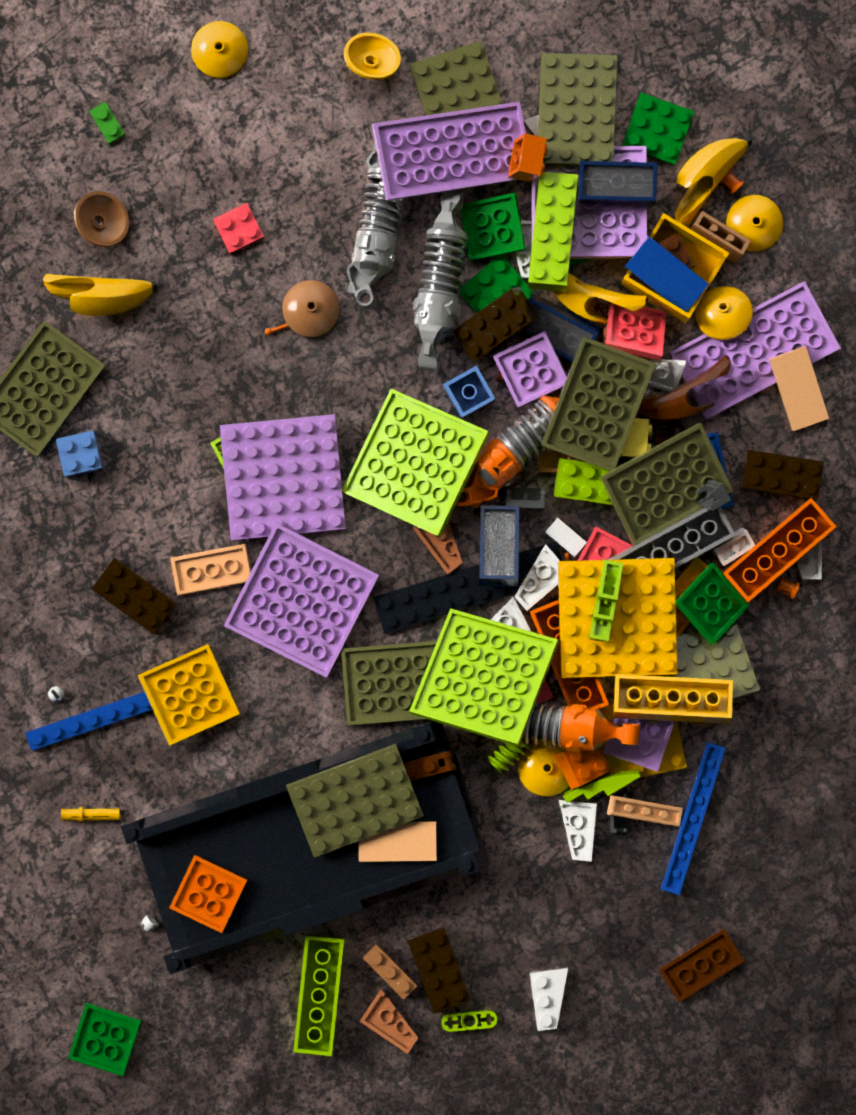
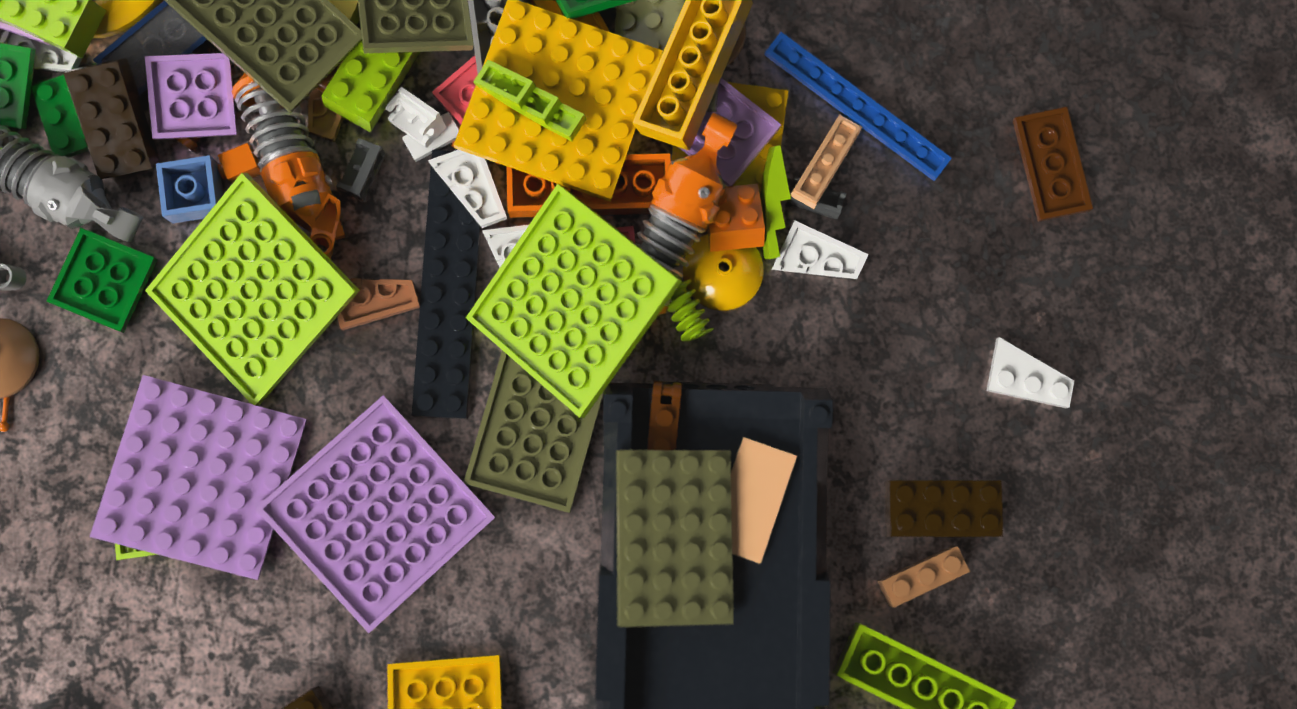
camera: 70 degrees left, 5 degrees down
(211, 569) = (289, 623): light nougat tile -> none
(387, 356) = (102, 280): none -> green plate
(389, 1023) = (993, 603): nougat wing -> none
(464, 1027) = (1027, 515): lime beam -> none
(498, 416) = (238, 161): none -> orange brick
(499, 546) = (406, 221): clear brick -> none
(572, 522) = (415, 117): none -> white hinge

